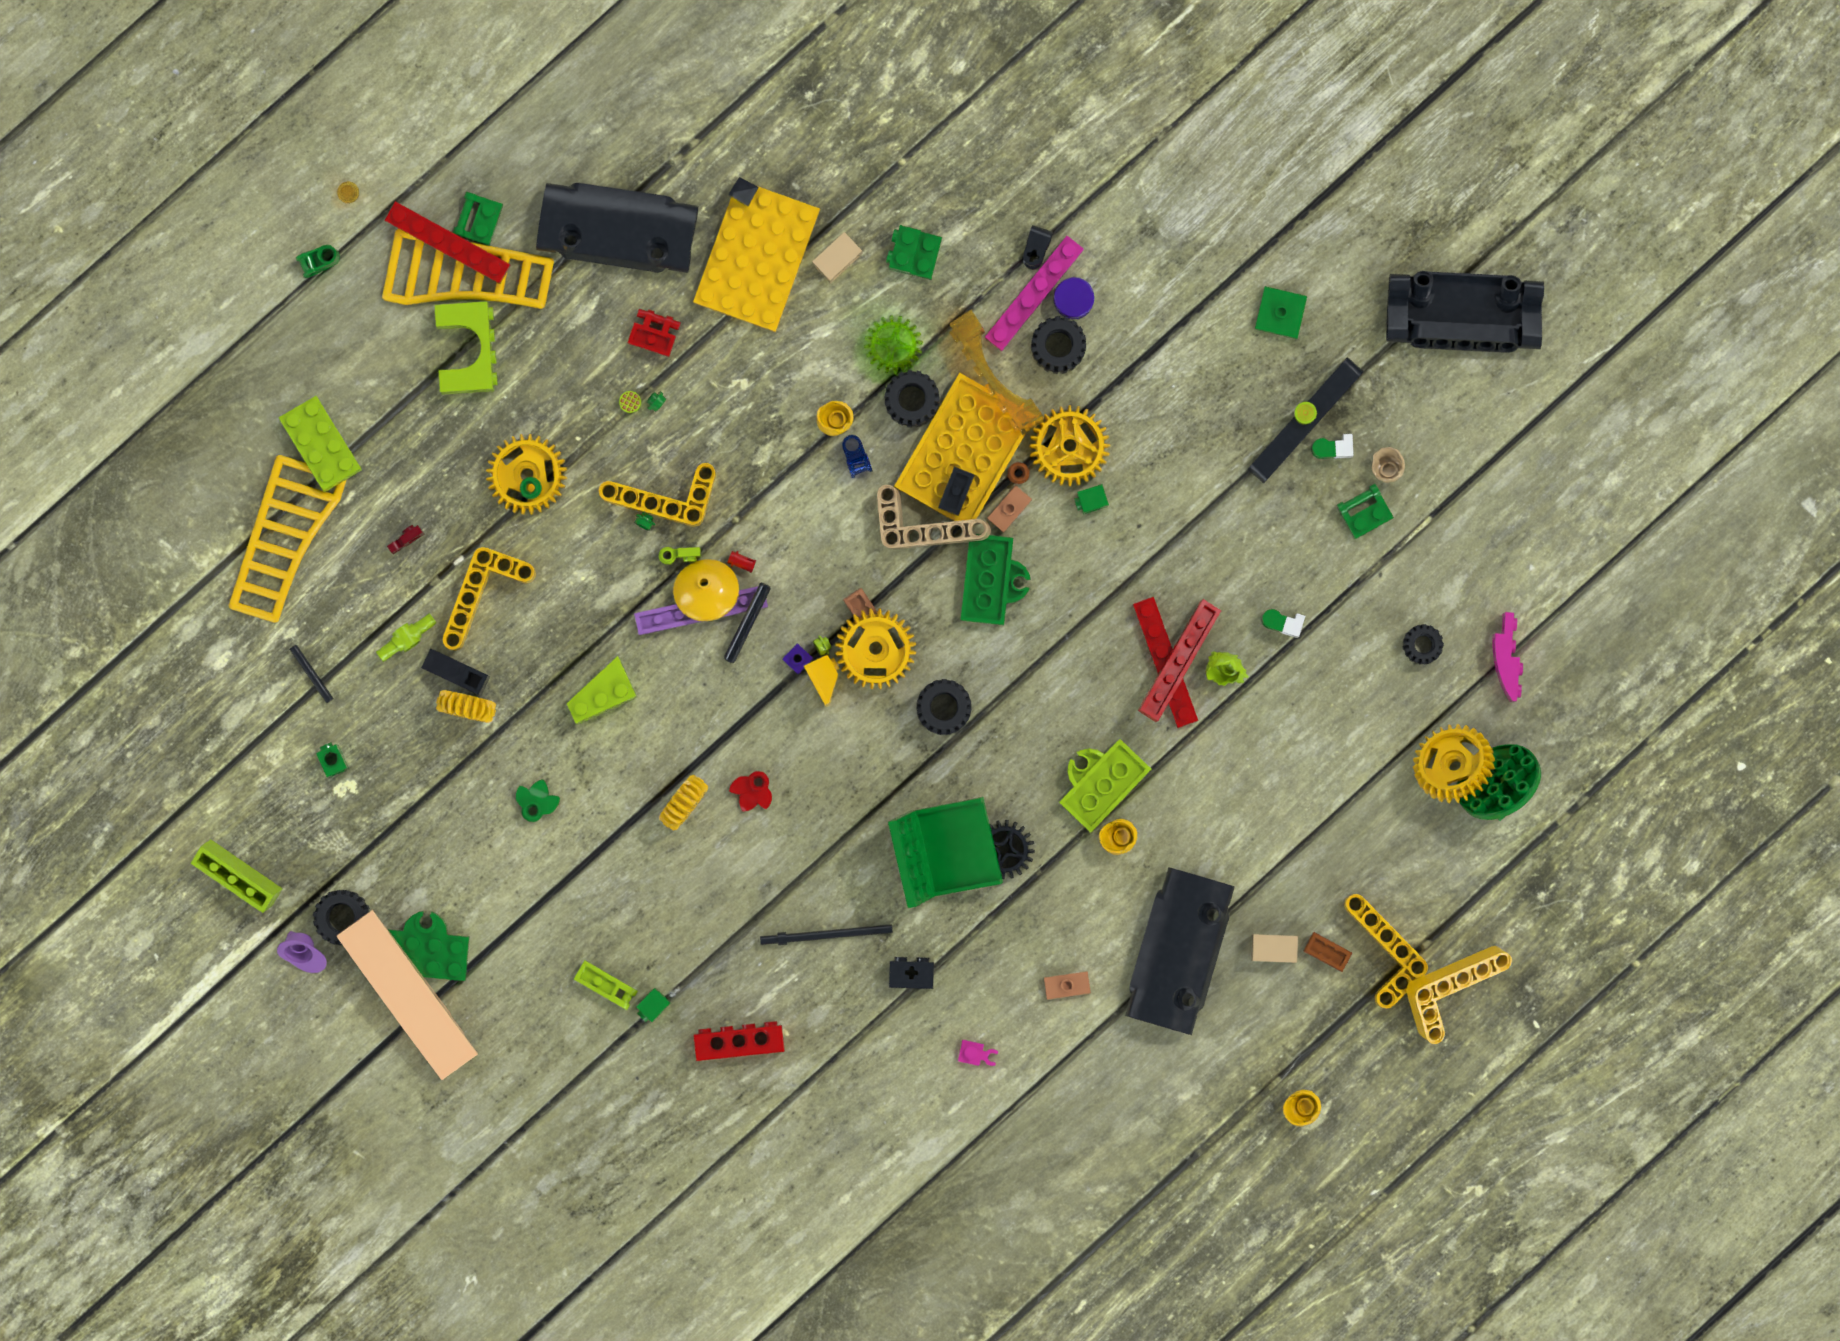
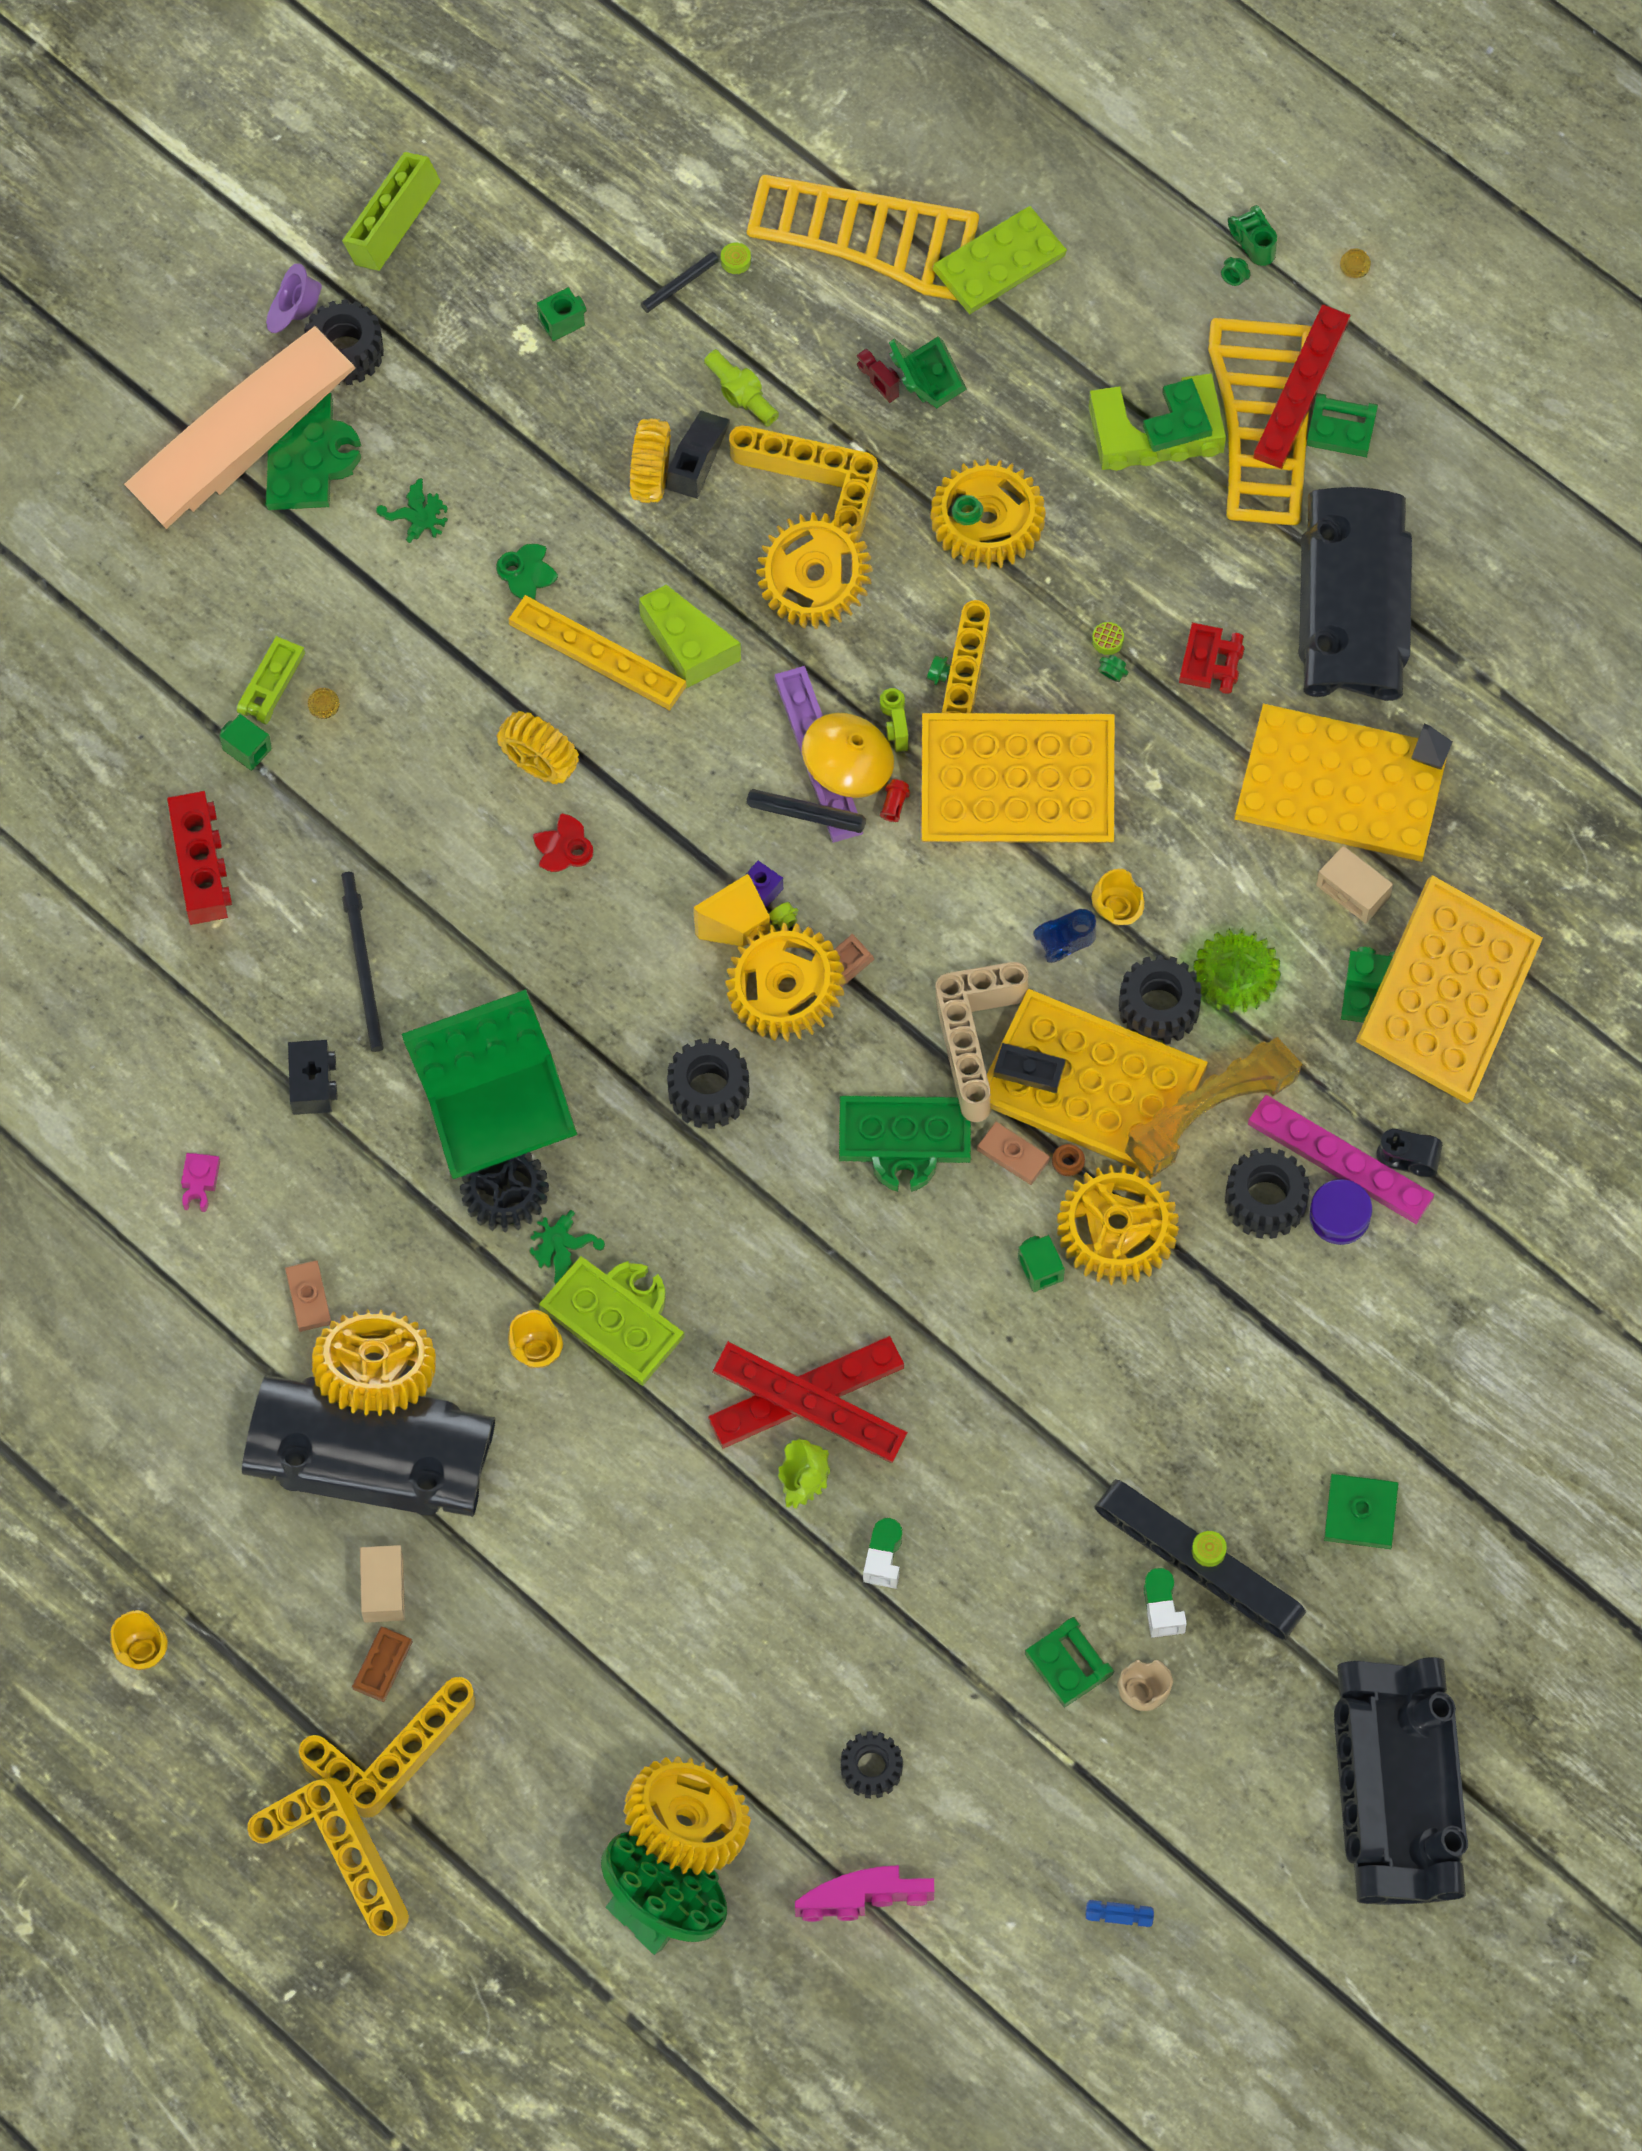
camera: 85 degrees right, 20 degrees down
(296, 632) = (735, 258): none -> lime tile
(346, 277) = (1235, 271): none -> green plate
(409, 504) = (928, 371): none -> green bracket
(473, 326) = (1184, 422): none -> green plate
(484, 871) = (420, 517): none -> green piece
(579, 592) = (790, 570): none -> yellow gear
(607, 756) = (597, 652): none -> yellow plate
(626, 949) = (323, 703): none -> clear yellow plate
(739, 475) = (1018, 778): none -> yellow plate
(925, 204) = (1449, 989): none -> yellow plate
(1042, 817) = (558, 1240): none -> green piece
(1141, 943) = (373, 1383): none -> yellow gear
(1532, 498) = (1119, 1913): none -> blue axle

